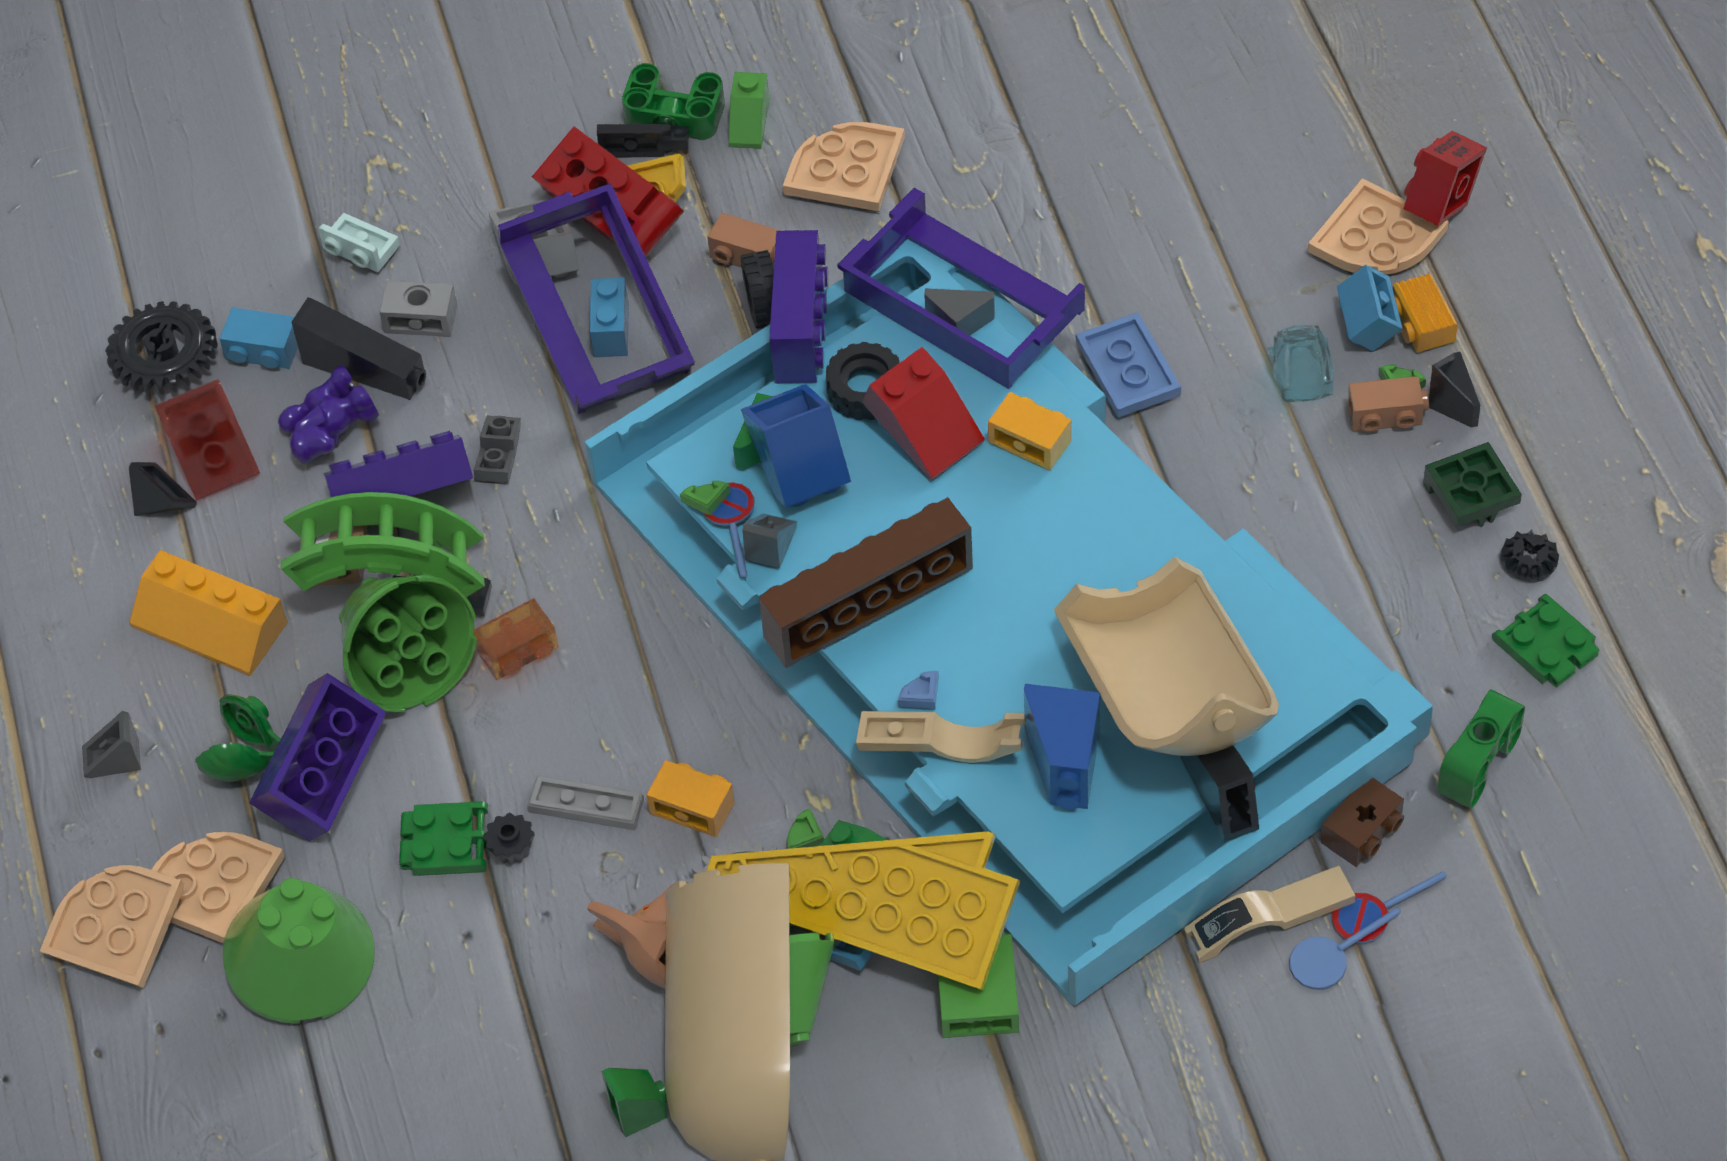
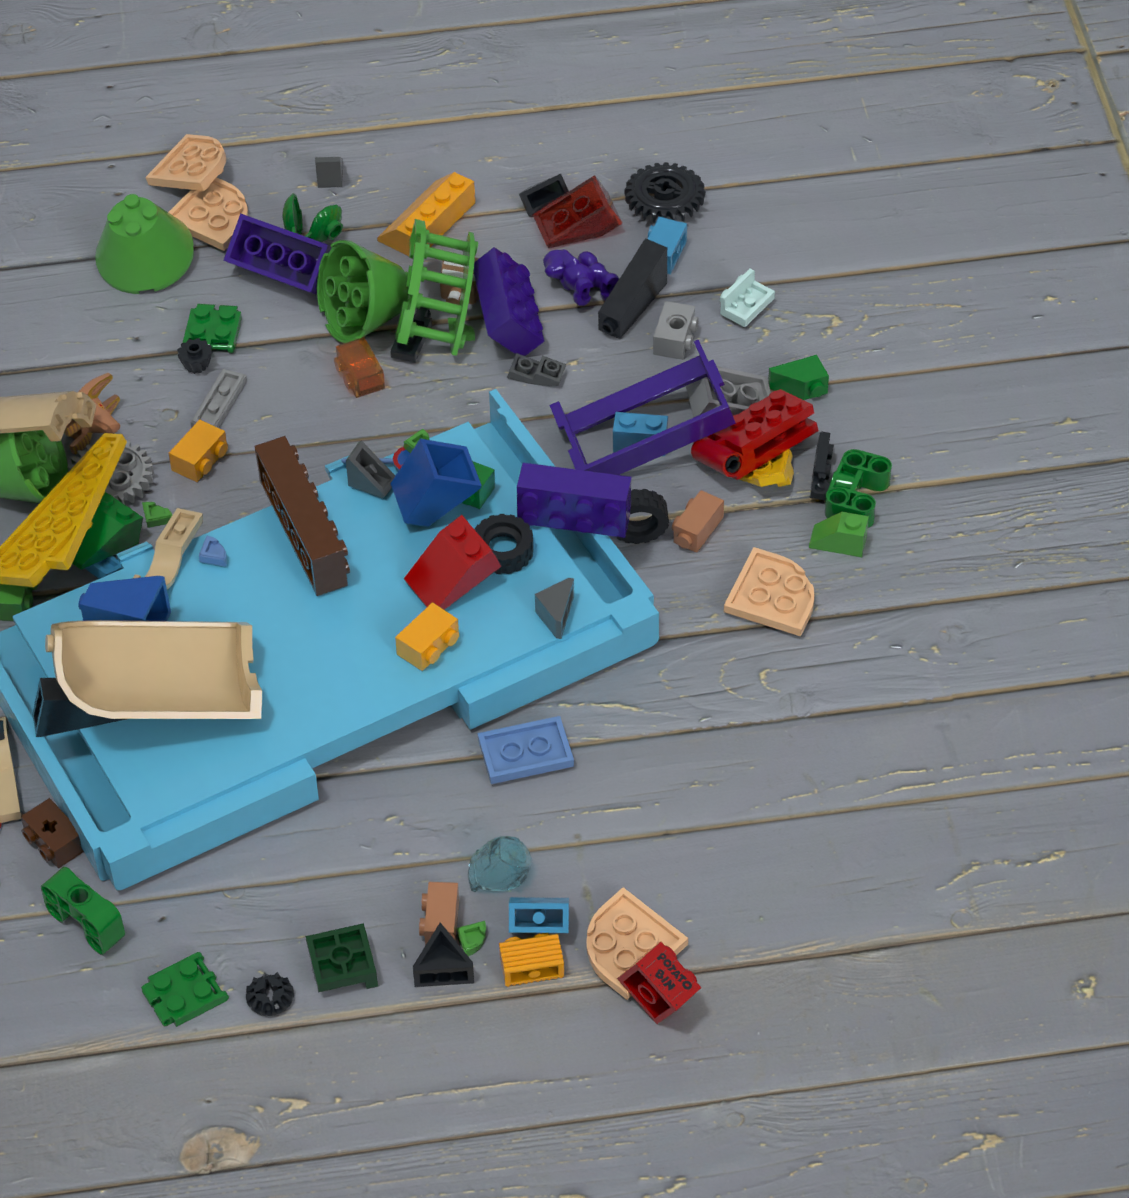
camera: 95 degrees right, 5 degrees down
(494, 170) = (801, 378): none -> green slope
(912, 223) = (605, 639): dark purple piece -> none

